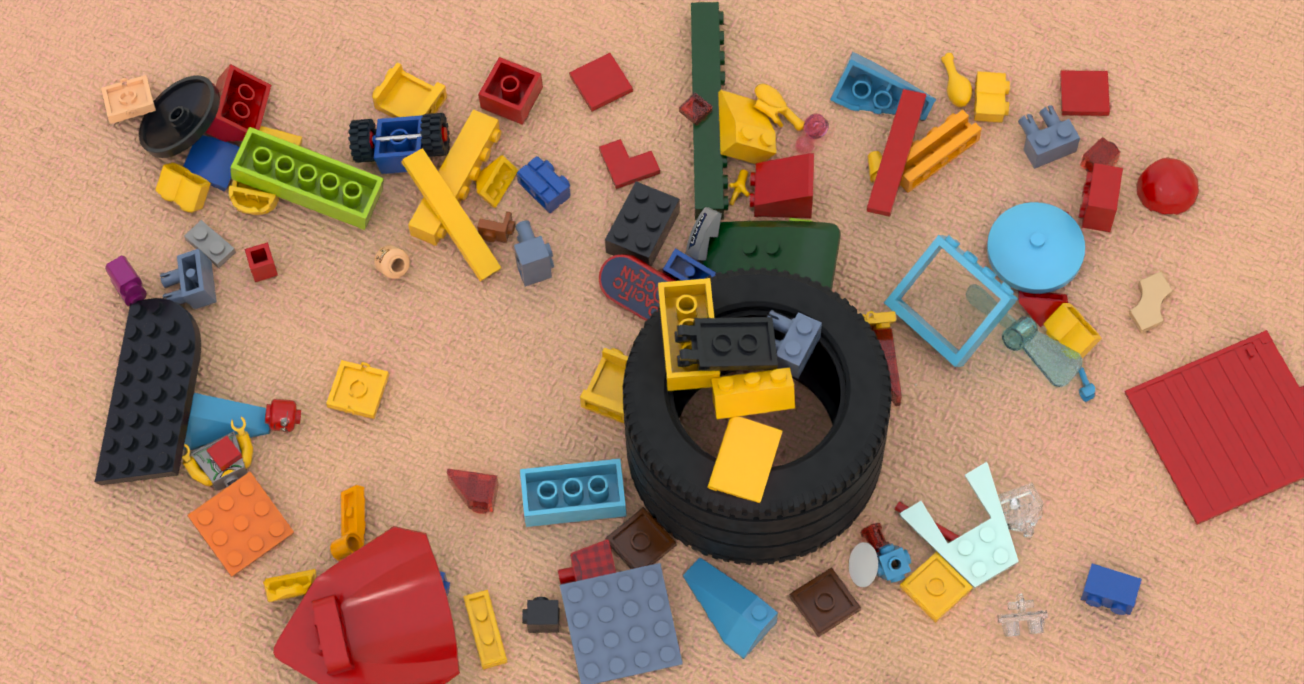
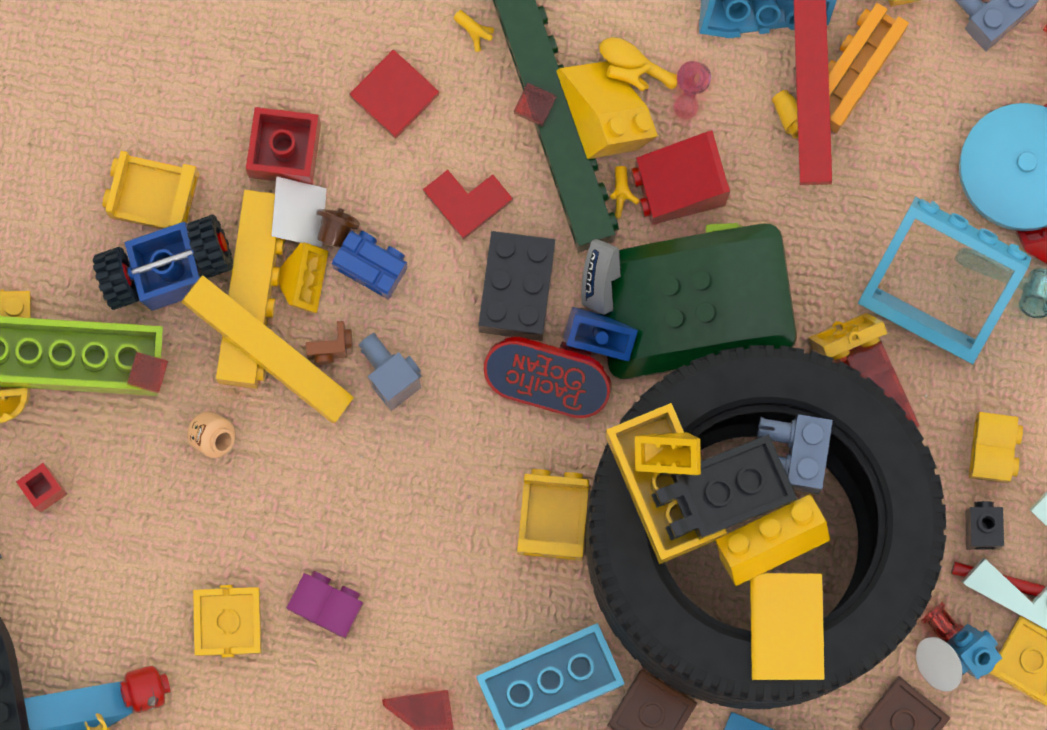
camera: 20 degrees left, 15 degrees up
(361, 203) = (147, 372): none -> clear red tile
(430, 397) = (325, 605): none -> magenta brick
(506, 135) = (296, 211): none -> white sticker
(527, 151) = (335, 226): none -> reddish brown piece
(671, 55) = (474, 29): none -> yellow bar
(693, 304) = (668, 453): none -> yellow slope
(928, 482) = (984, 526): none -> black brick
(953, 430) = (994, 447): none -> yellow brick

